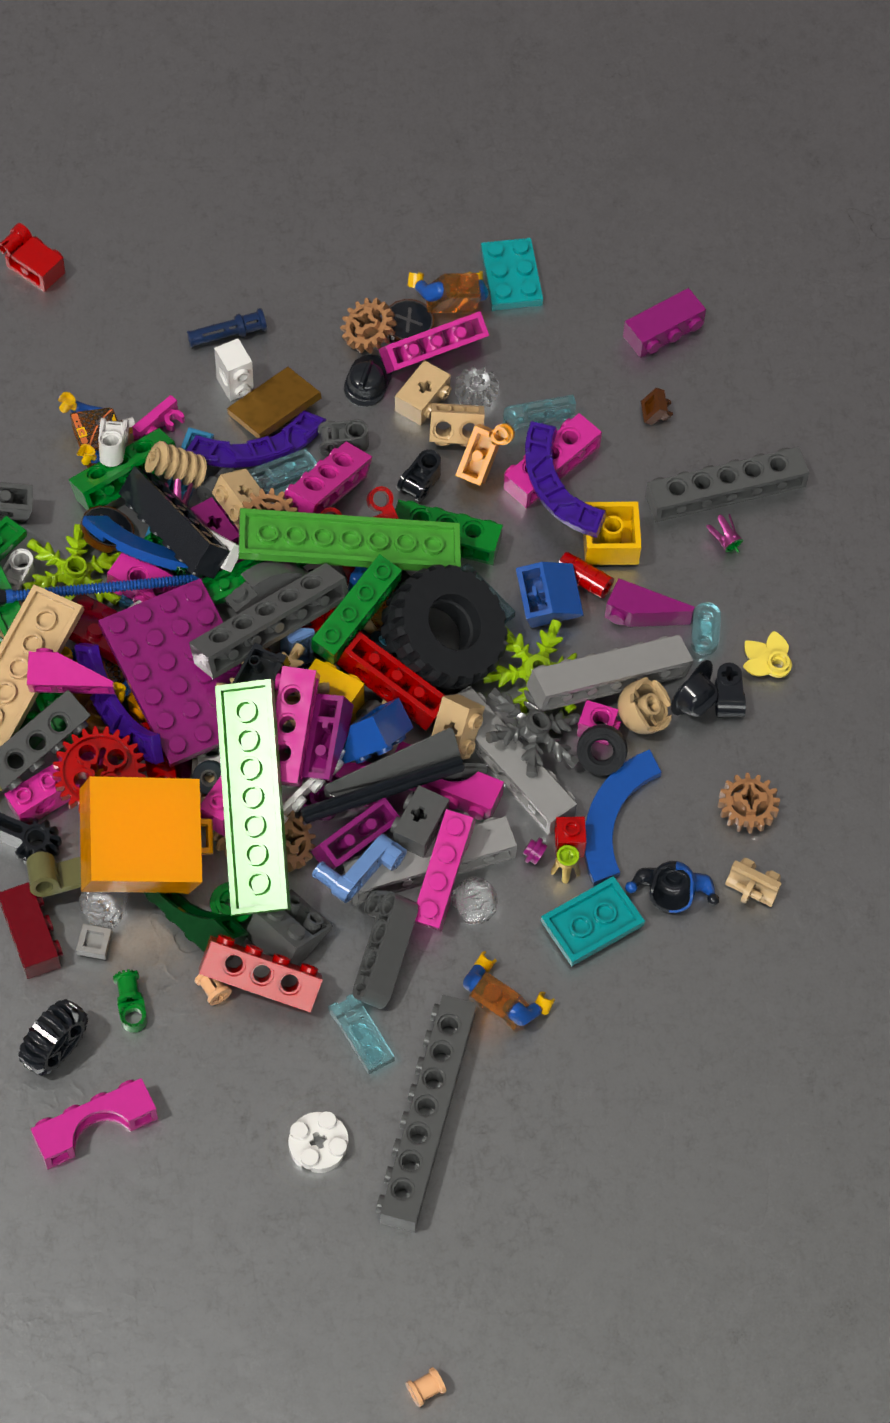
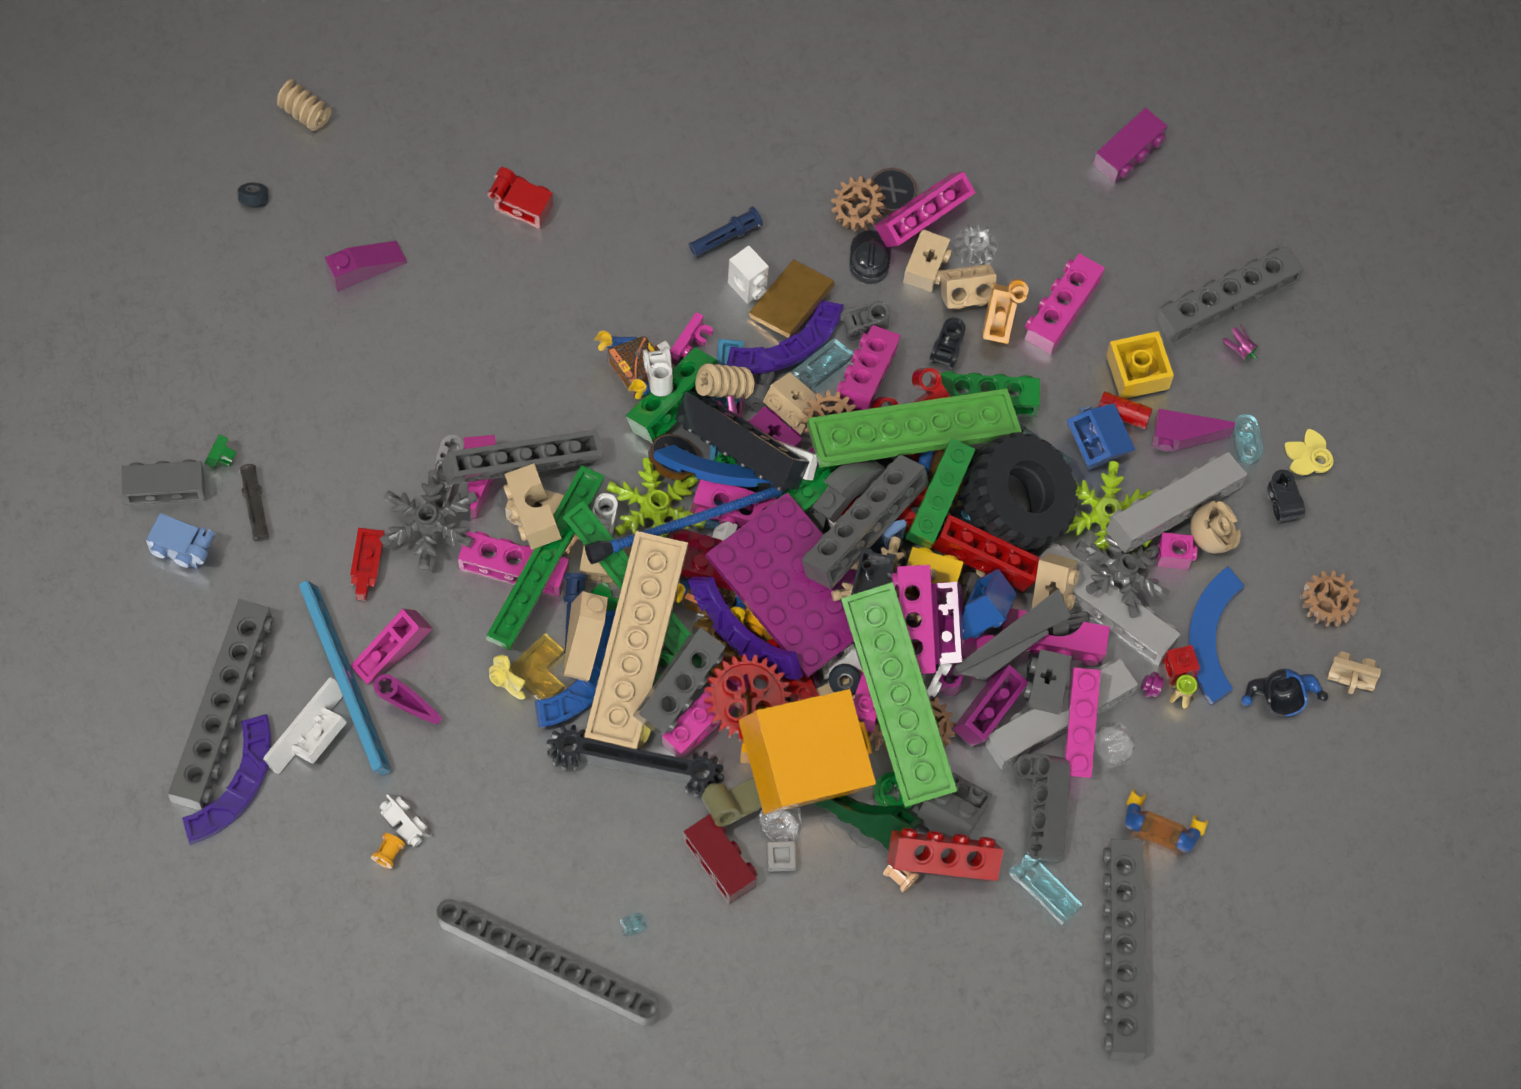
camera: 15 degrees left, 5 degrees up
(53, 1037) = (775, 955): black gear -> none
(56, 674) = (685, 613): dark pink slope -> none
(127, 1105) = (858, 1003): dark pink arch -> none
(130, 999) = (830, 903): green connector -> none
(311, 1157) = (1037, 981): white plate -> none
(381, 852) = (1025, 718): medium blue beam -> none
(382, 789) = (1007, 659): black axle -> none
(450, 291) = (926, 156): clear orange torso -> none
(511, 274) = (974, 123): teal plate -> none
(540, 411) = (1040, 258): clear light blue plate -> none
(550, 488) = (1074, 333): dark purple tile -> none
(592, 921) = (1221, 739): teal plate -> none
(606, 733) = (1193, 591): black tyre -> none
(655, 407) = (1144, 231): reddish brown tile -> none
(696, 693) = (1259, 507): black piece -> none

